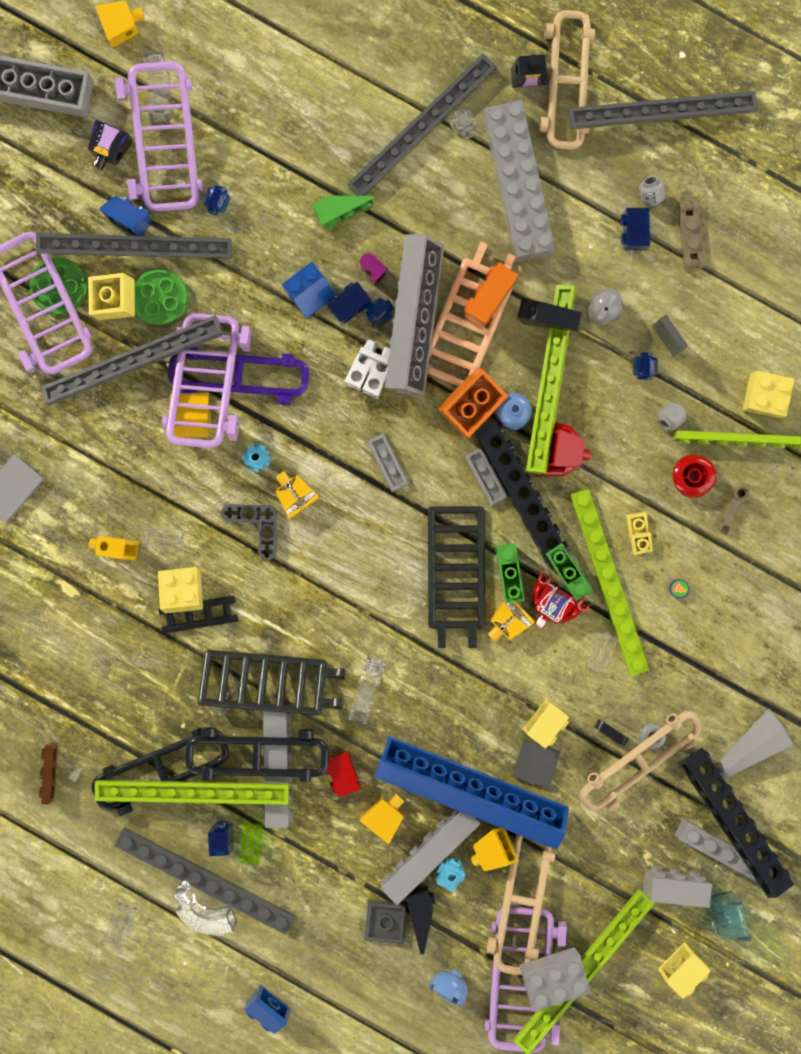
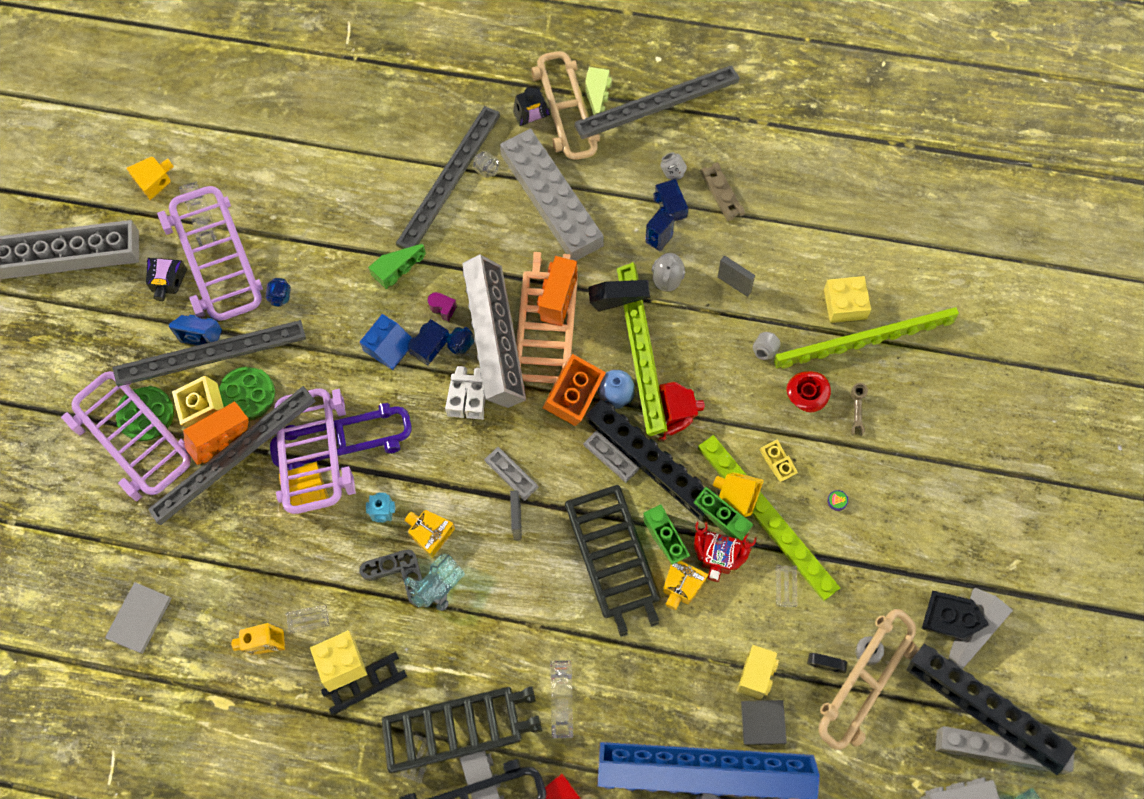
camera: 10 degrees left, 20 degrees down
(120, 335) = (215, 433): none -> orange brick
(288, 548) = (436, 584): none -> clear light blue piece
(379, 508) = (516, 515): none -> dark grey tile
(591, 554) = (739, 491): none -> yellow torso
(606, 67) = (596, 88): none -> yellowish green slope
(613, 260) = (659, 230): none -> clear blue brick
(645, 366) = (724, 310): clear blue head -> none
(738, 730) = (953, 616): none -> black tile

